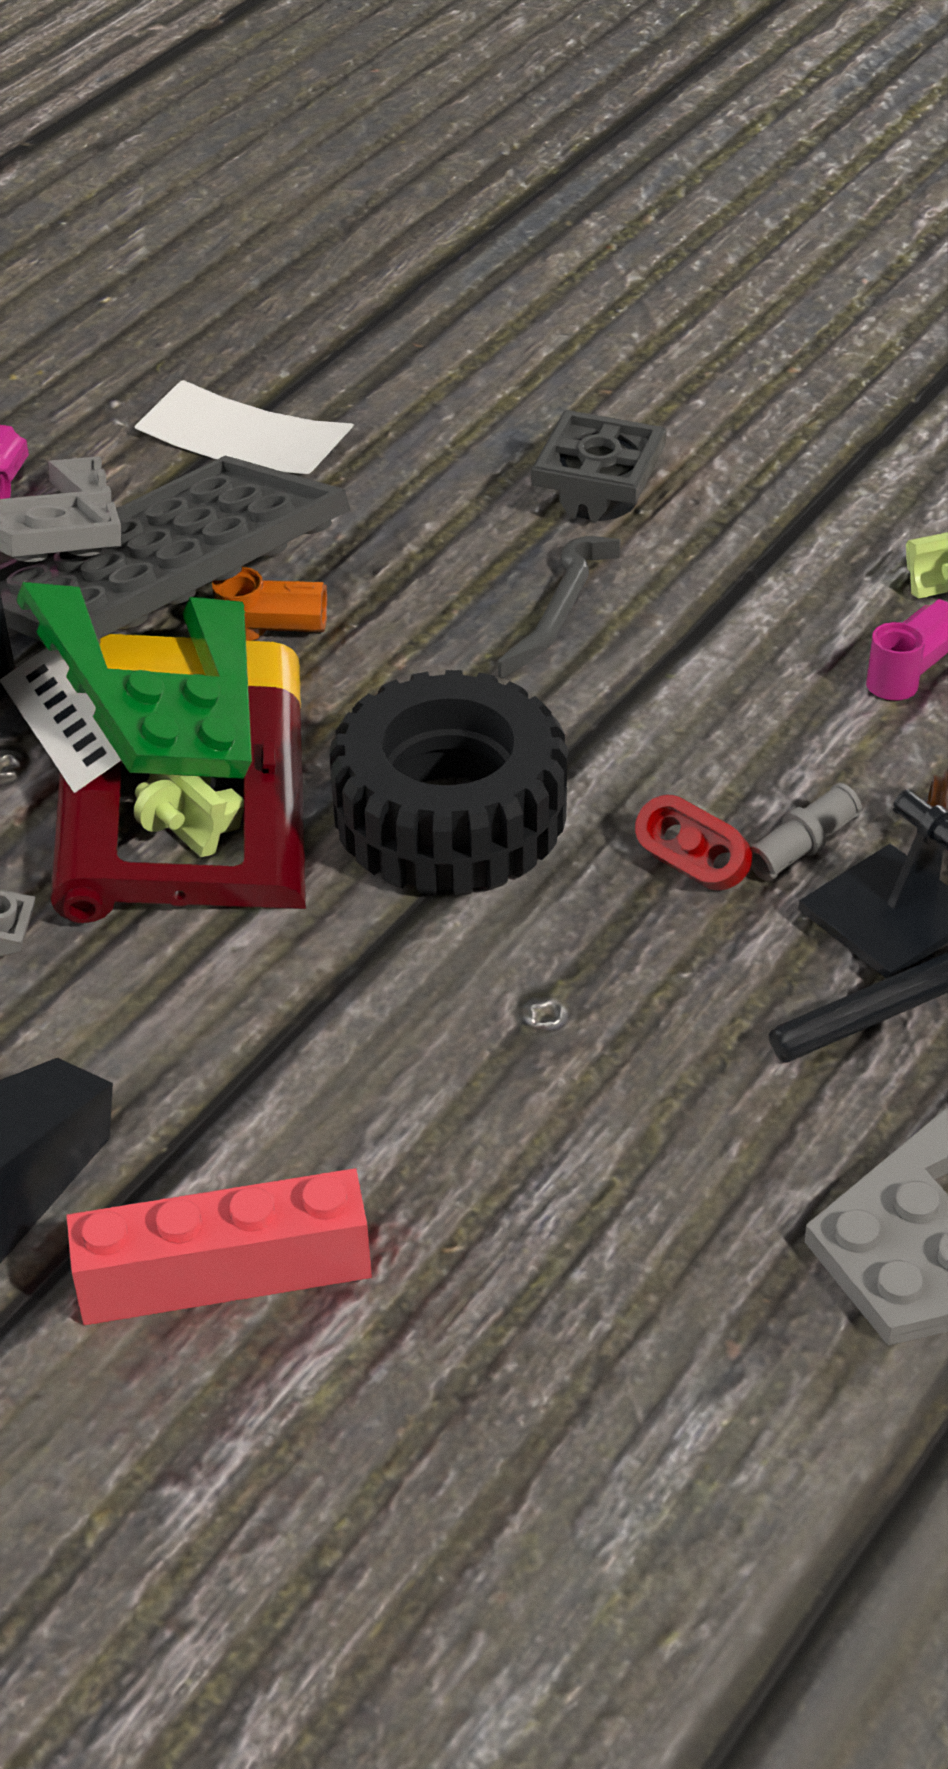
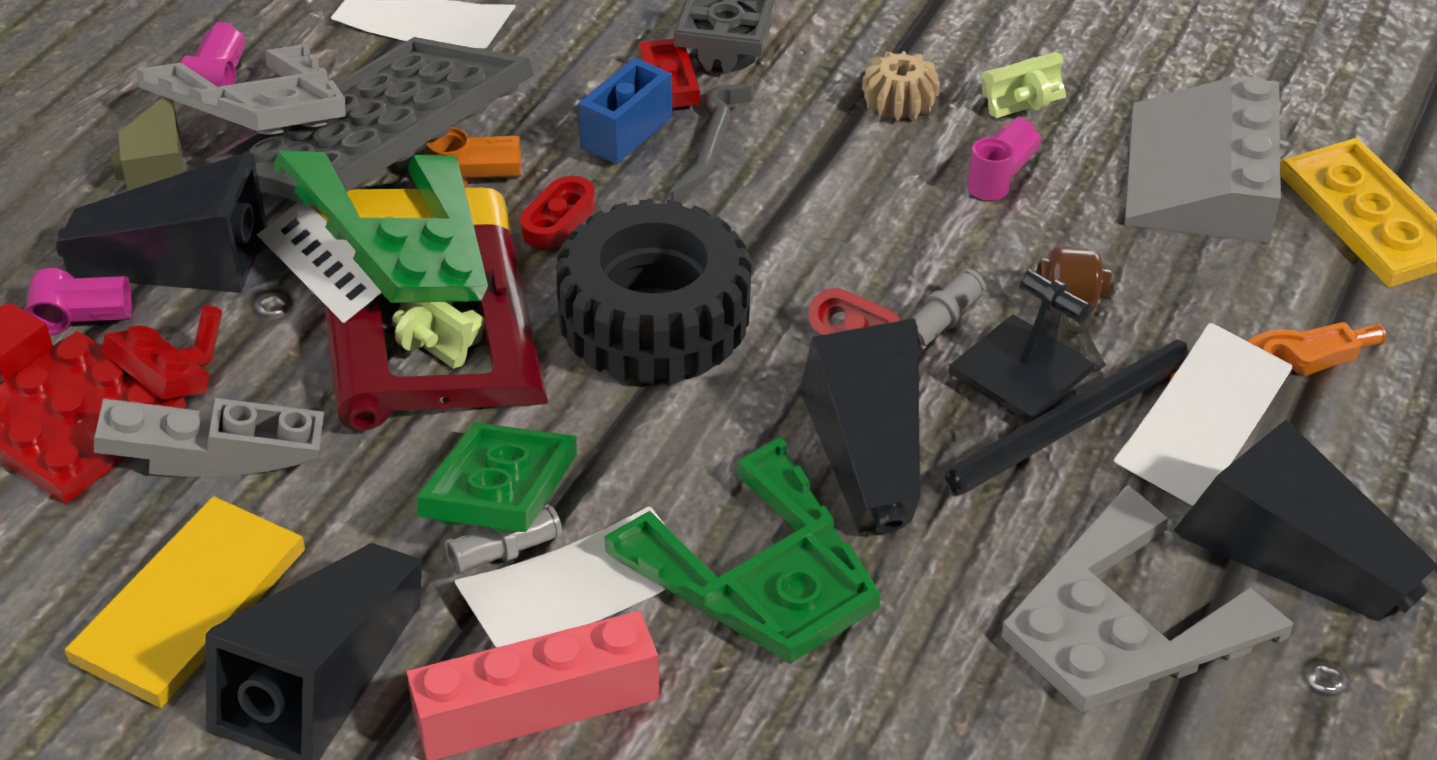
camera: 10 degrees left, 0 degrees up
(218, 1067) = (489, 545): none -> light grey pin
(221, 992) = (497, 477): none -> green plate
(301, 1125) = (556, 590): none -> white sticker
(354, 674) = (557, 212): none -> red plate
(457, 560) = (625, 110): none -> blue brick
(522, 519) = (677, 62): none -> red plate
(540, 1167) = (780, 598): none -> green wing
(680, 952) = (866, 413): none -> black slope
(803, 551) = (900, 85): none -> tan gear

